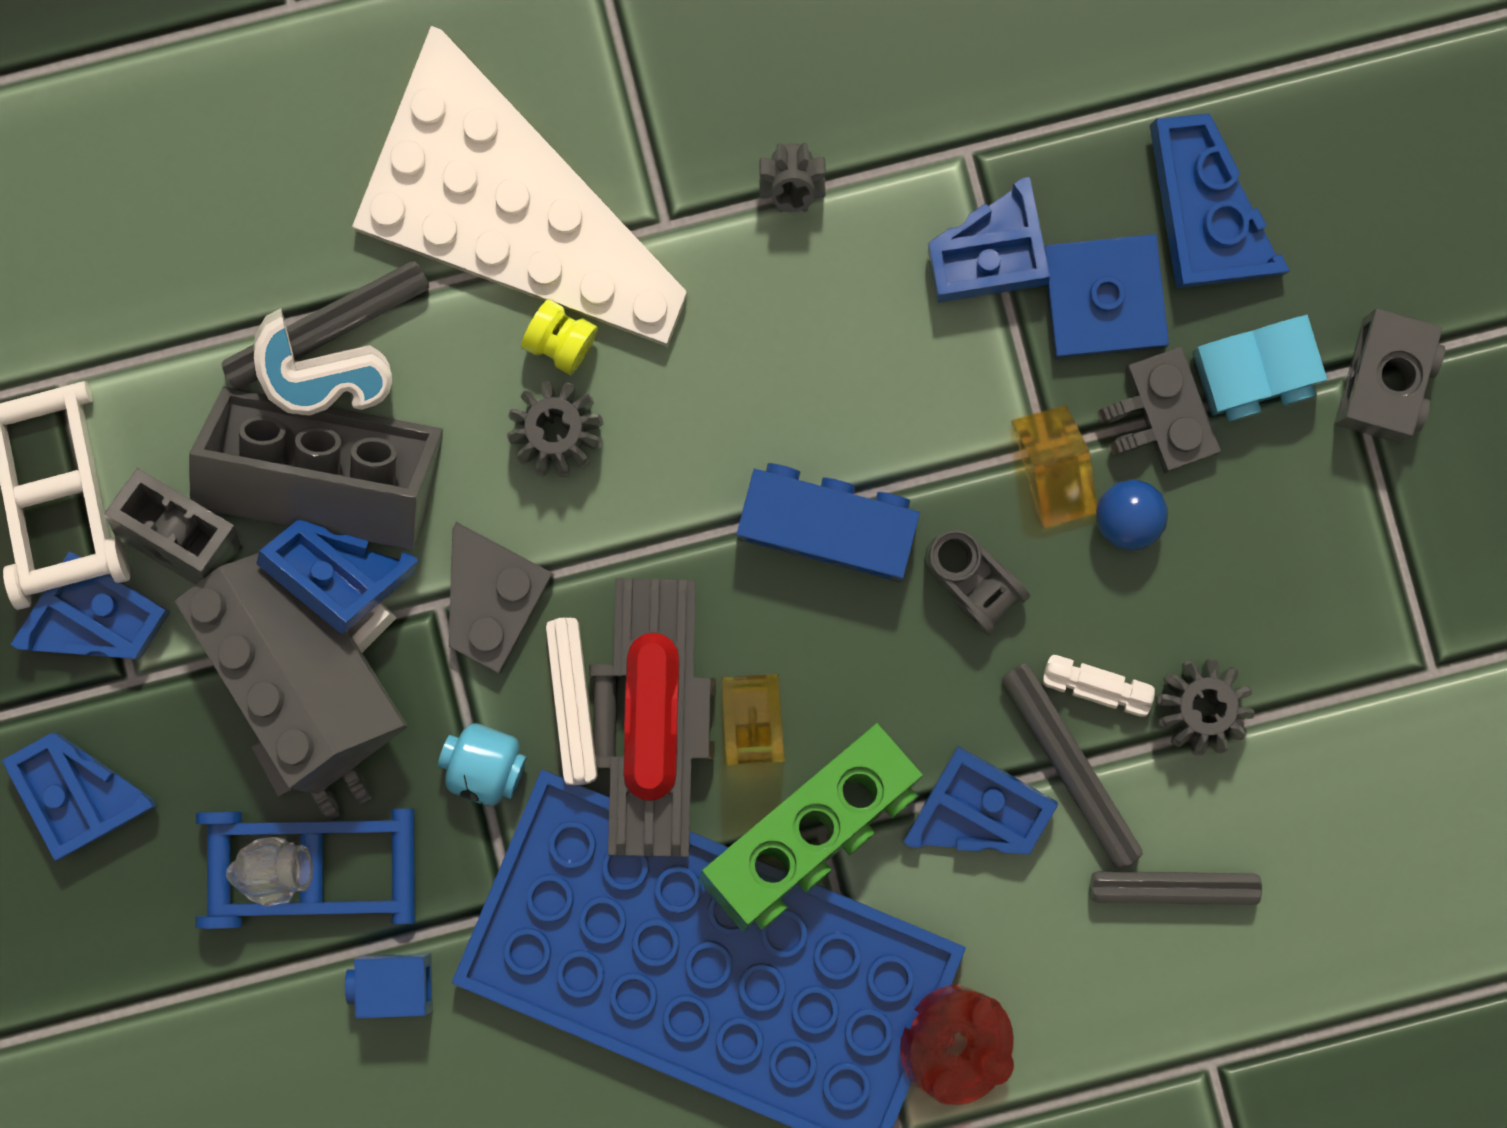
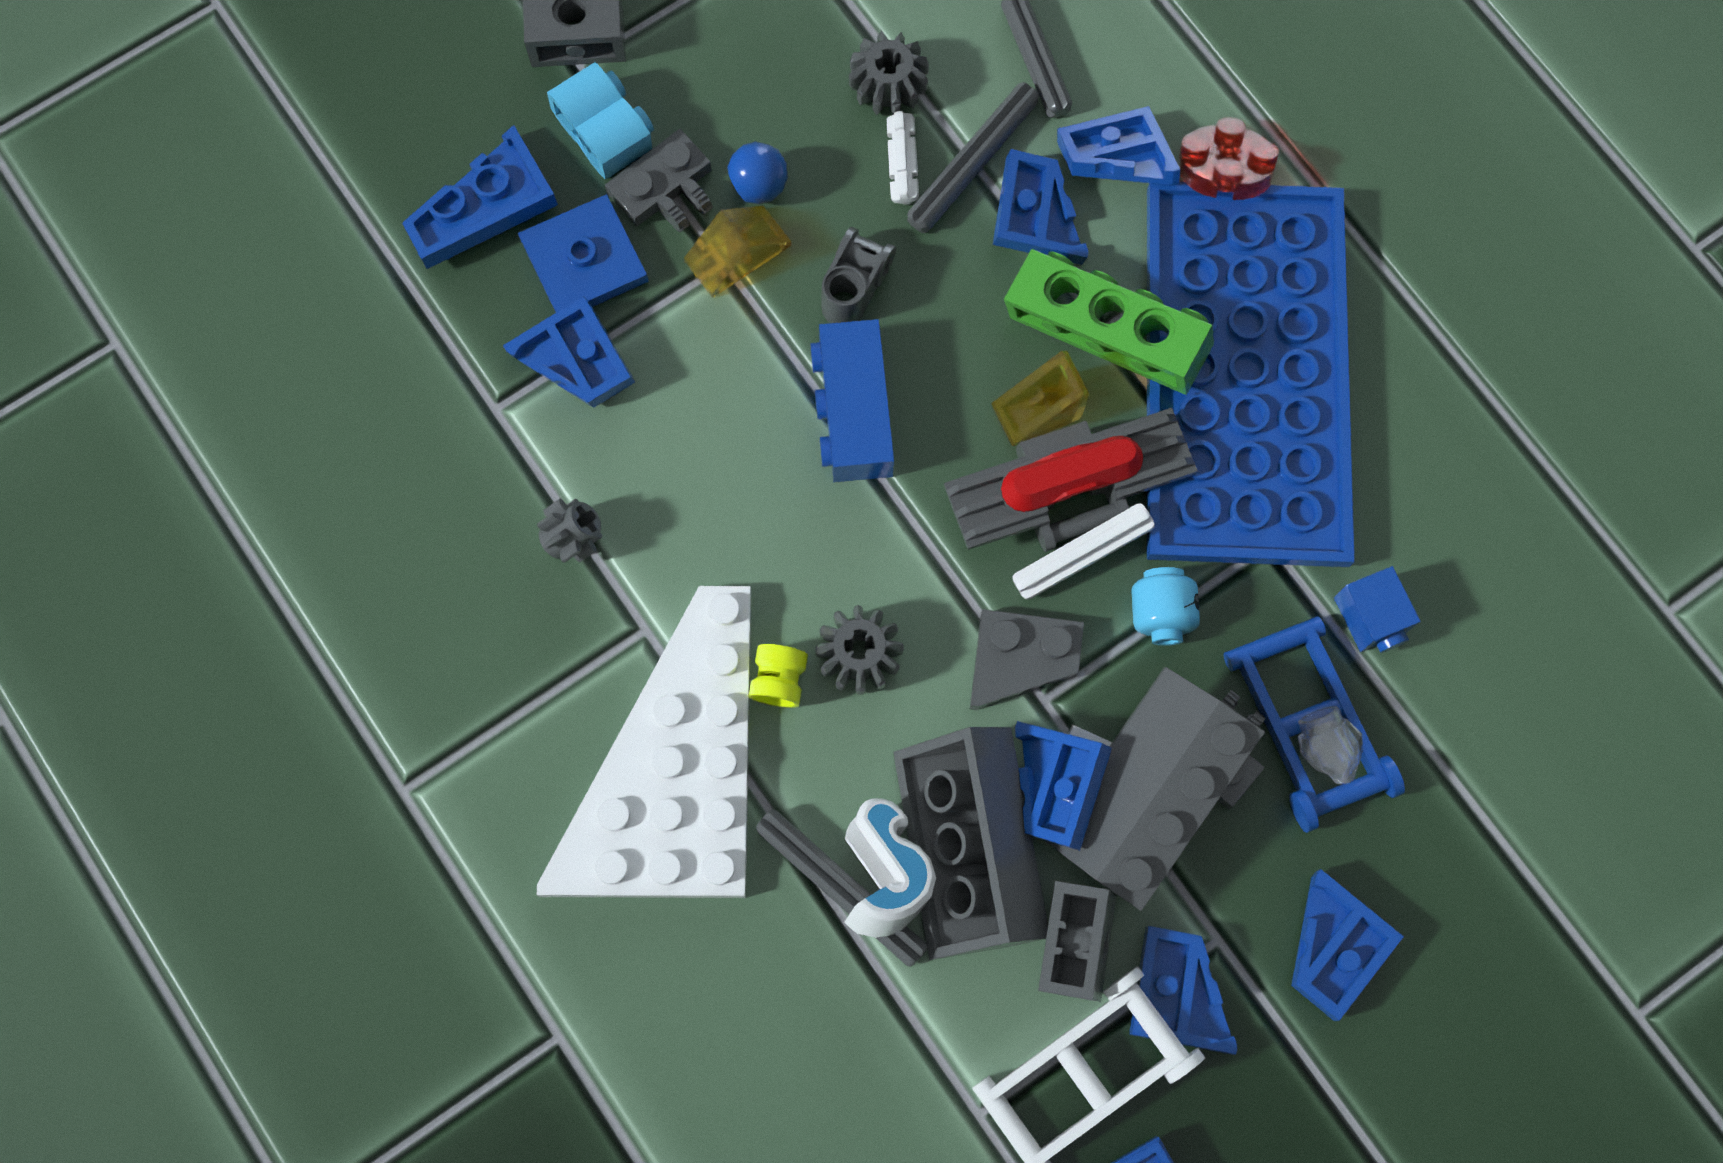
camera: 115 degrees left, 10 degrees down
(1017, 930) = (1119, 148): none -> blue wing

